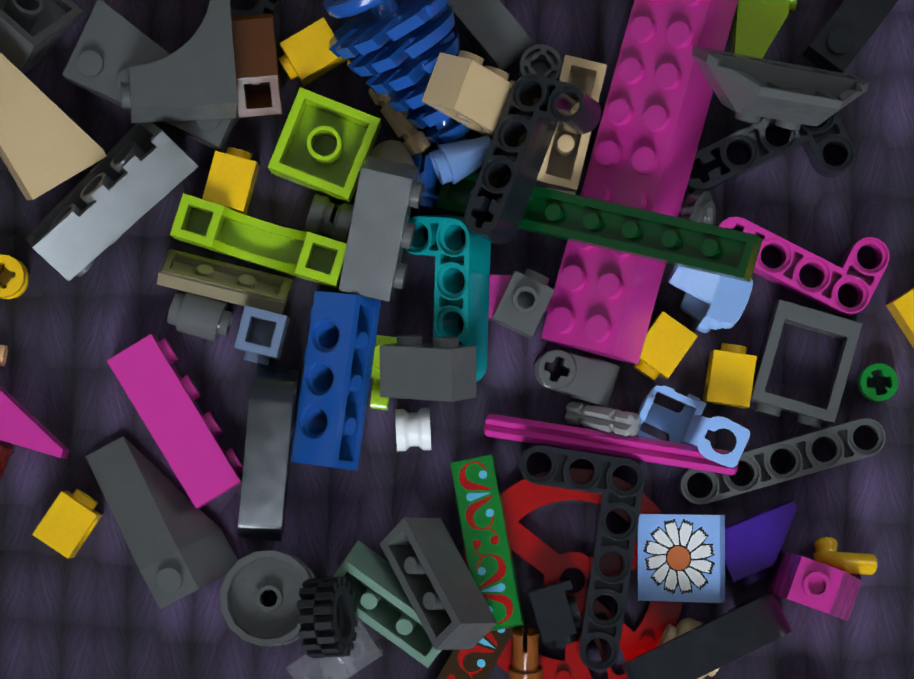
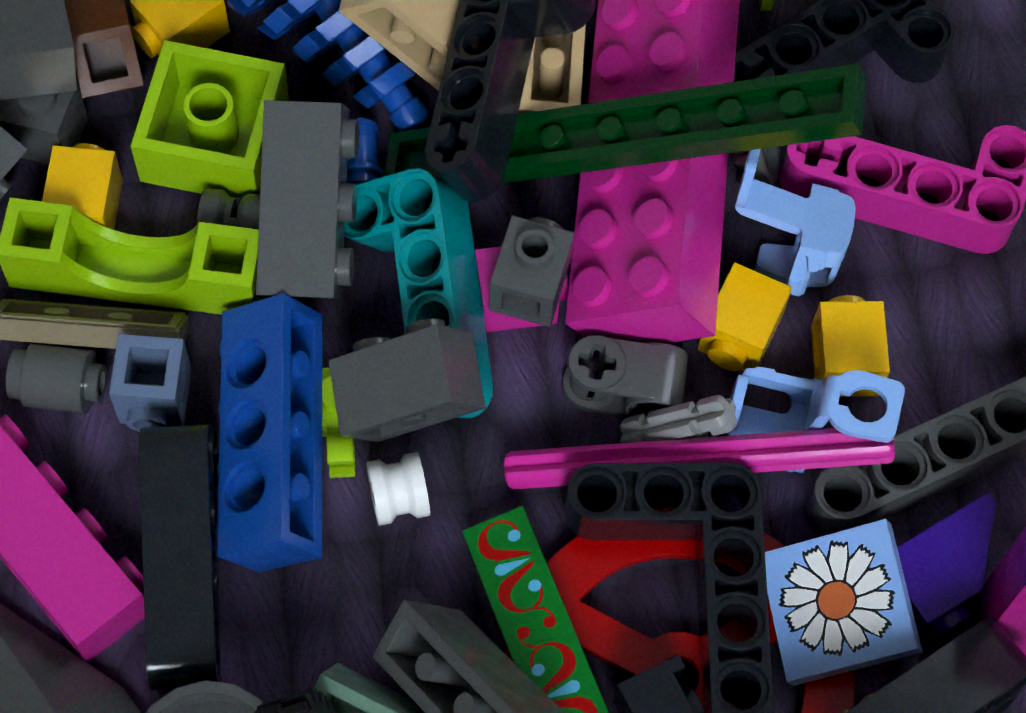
camera: 10 degrees left, 20 degrees down
(414, 139) = (307, 79): tan axle -> none
(459, 159) = (401, 109): medium blue cone -> none
(814, 321) = (961, 257): dark grey window -> none

